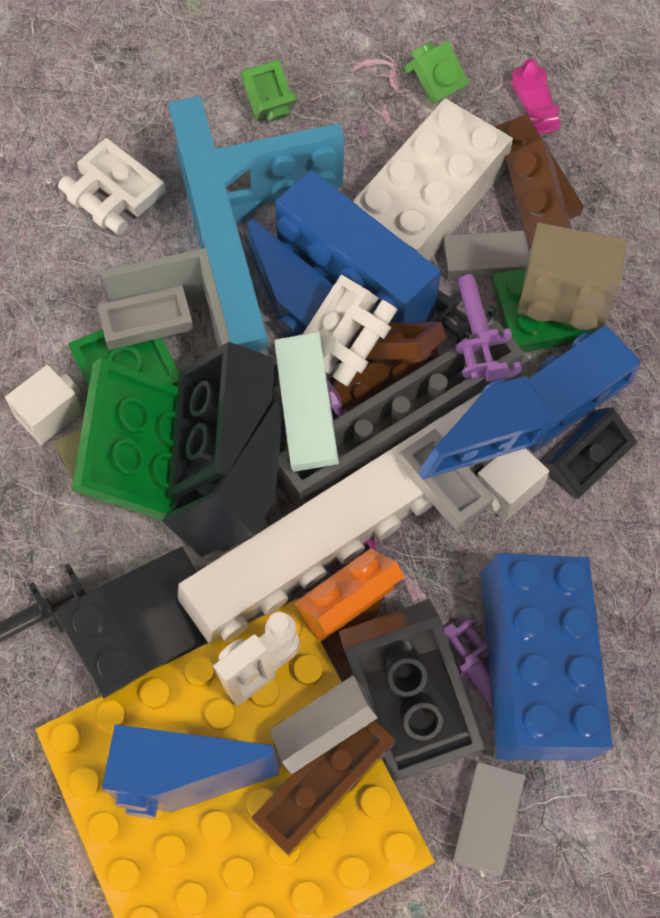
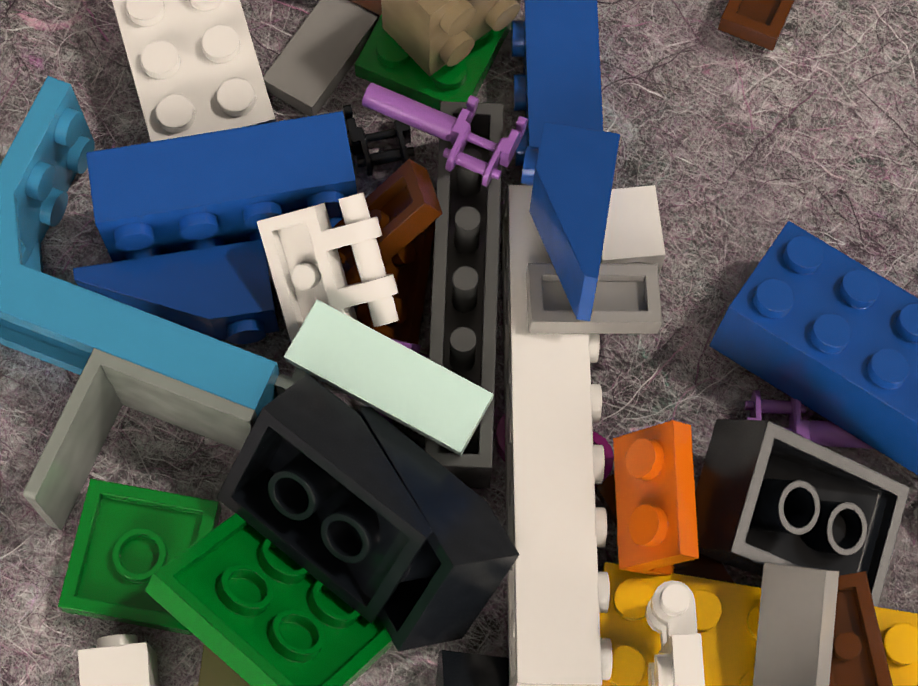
camera: 55 degrees left, 5 degrees up
(145, 317) = (103, 488): light grey tile -> none
(589, 451) = (650, 142): black slope -> none

